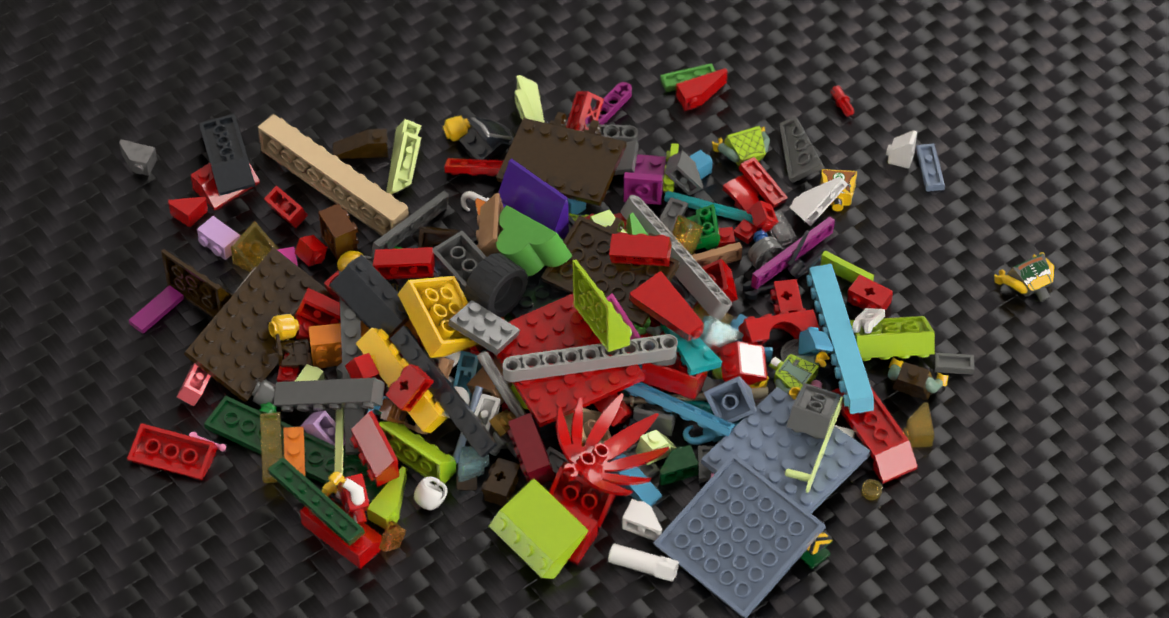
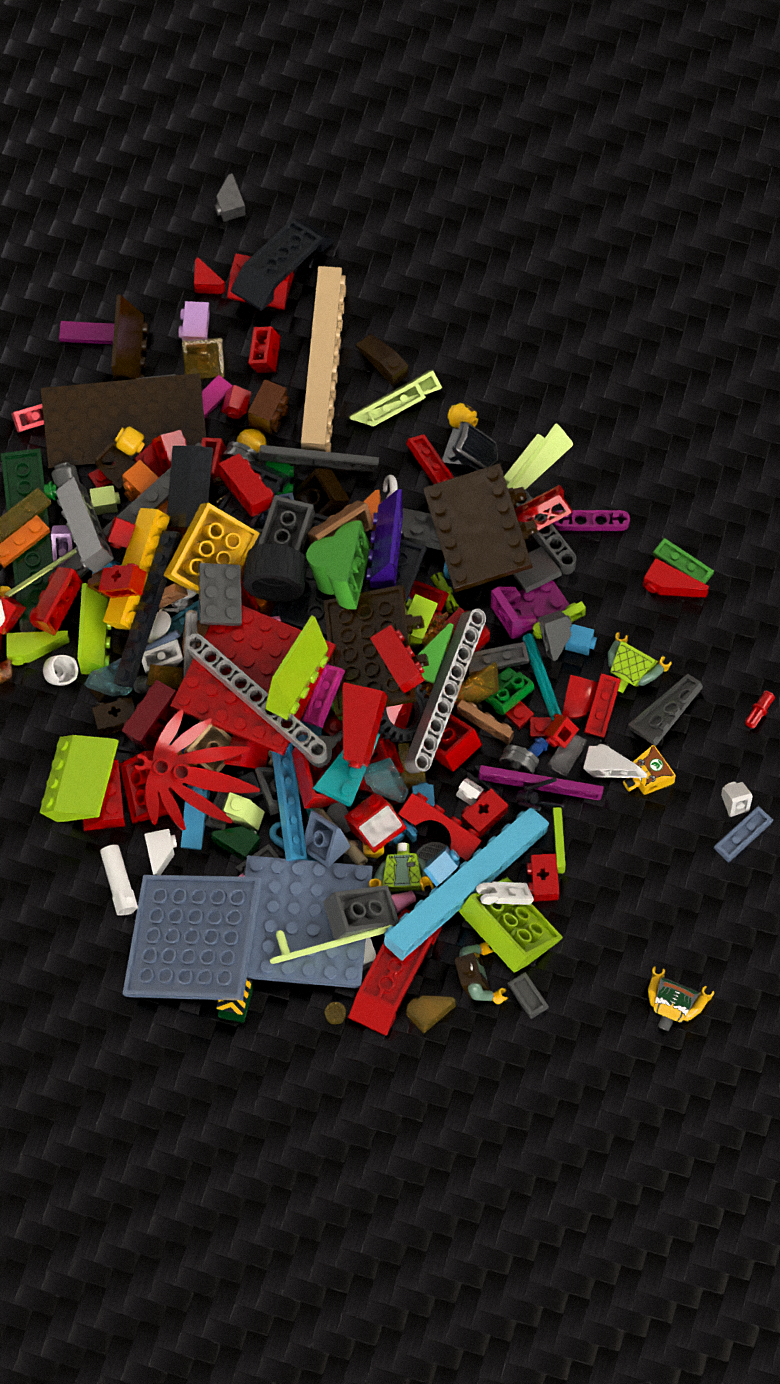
camera: 55 degrees right, 15 degrees up
(762, 298) = (469, 791): none -> white bracket

